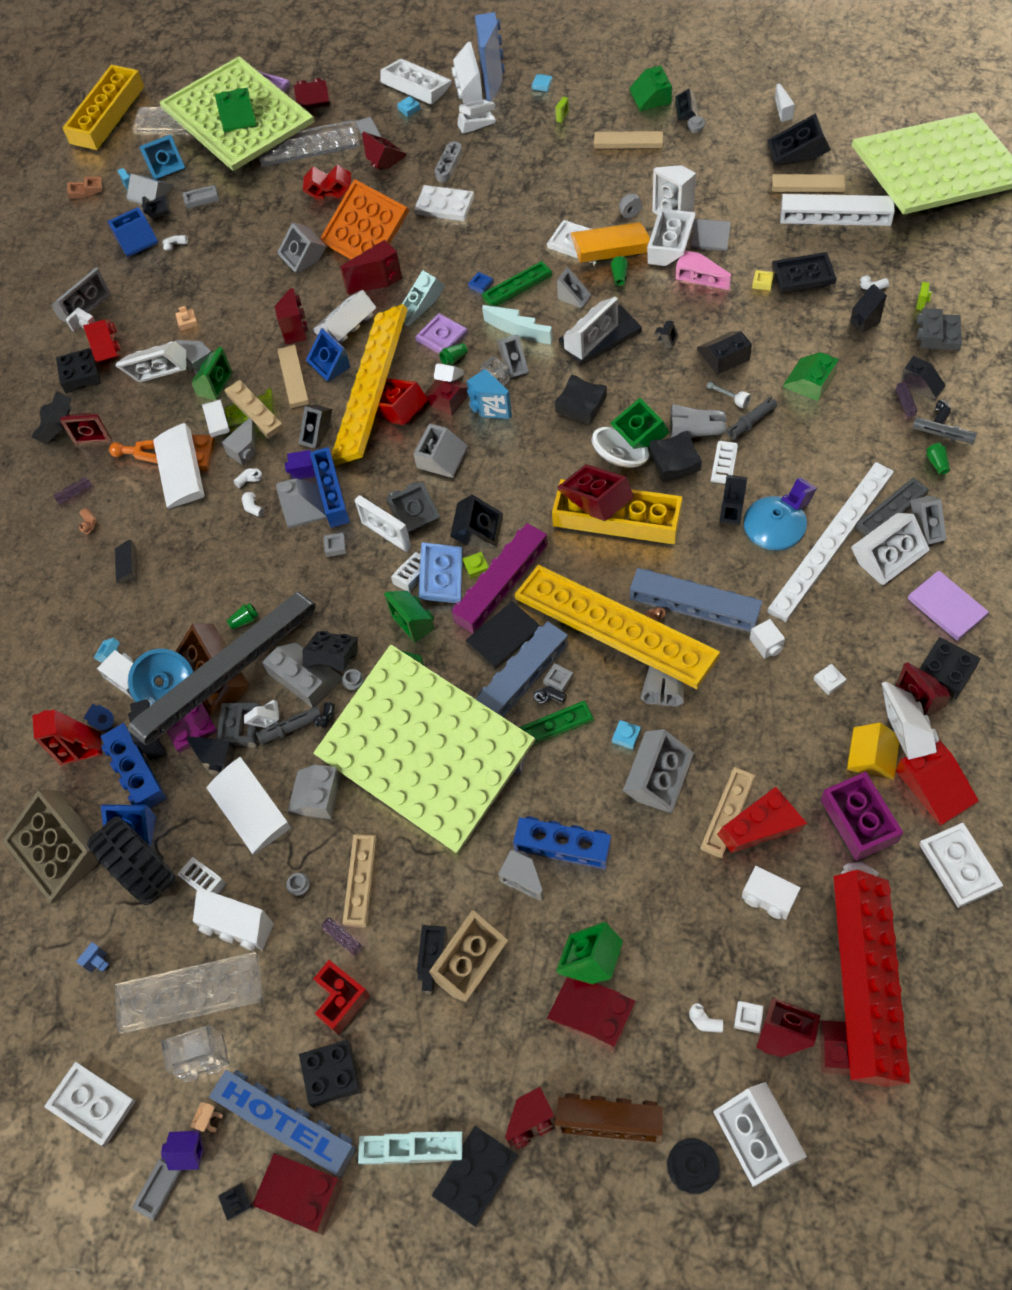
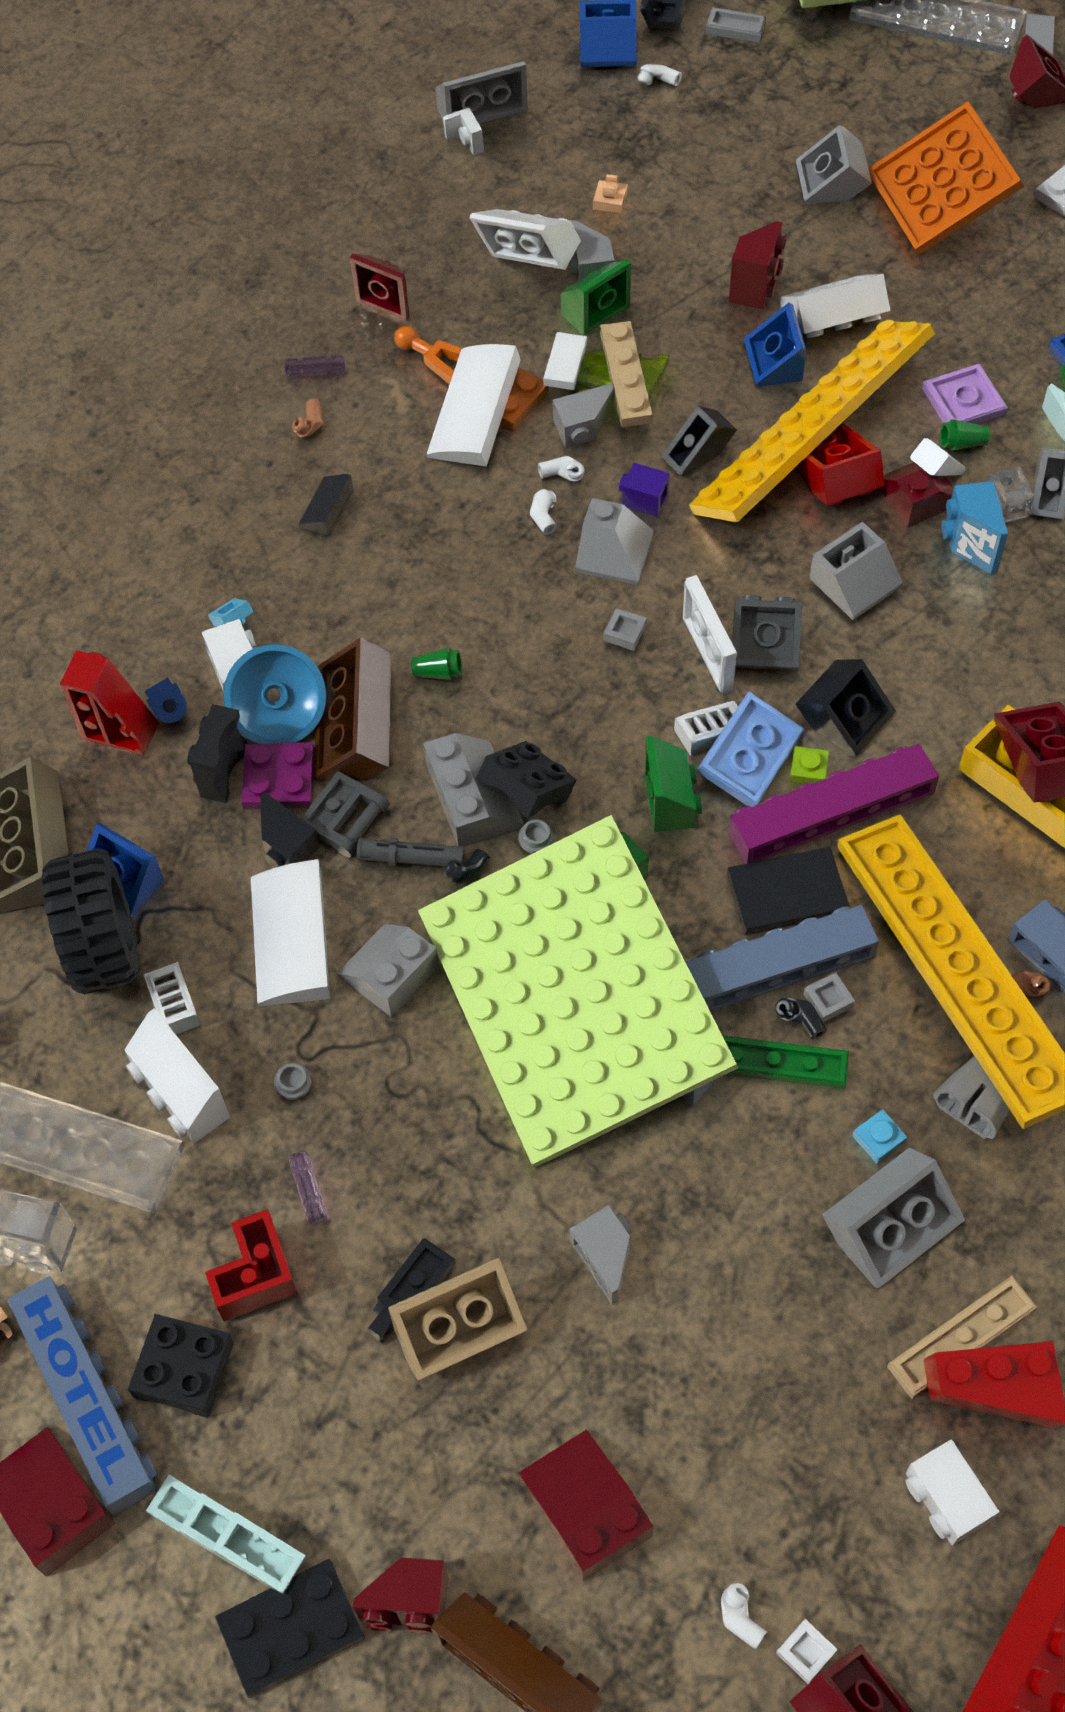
camera: 25 degrees right, 0 degrees up
(50, 418) = (345, 242): black brick -> none
(77, 370) = (419, 197): black brick -> none
(101, 339) = (474, 169): red brick -> none
(118, 740) = (175, 841): blue brick -> none
(220, 669) = (363, 721): dark grey beam -> none
(264, 715) = (382, 820): white bracket -> none
(293, 376) = (711, 354): tan tile -> none
(321, 185) = (919, 87): red brick -> none
(329, 487) = (665, 542): blue brick -> none
(359, 881) = (378, 1125): tan tile -> none
(372, 269) = (917, 249): dark red slope -> none
(421, 296) = (967, 326): light aqua slope -> none
(571, 852) = (725, 1285): blue brick -> none
(590, 954) = (632, 1421): green slope -> none

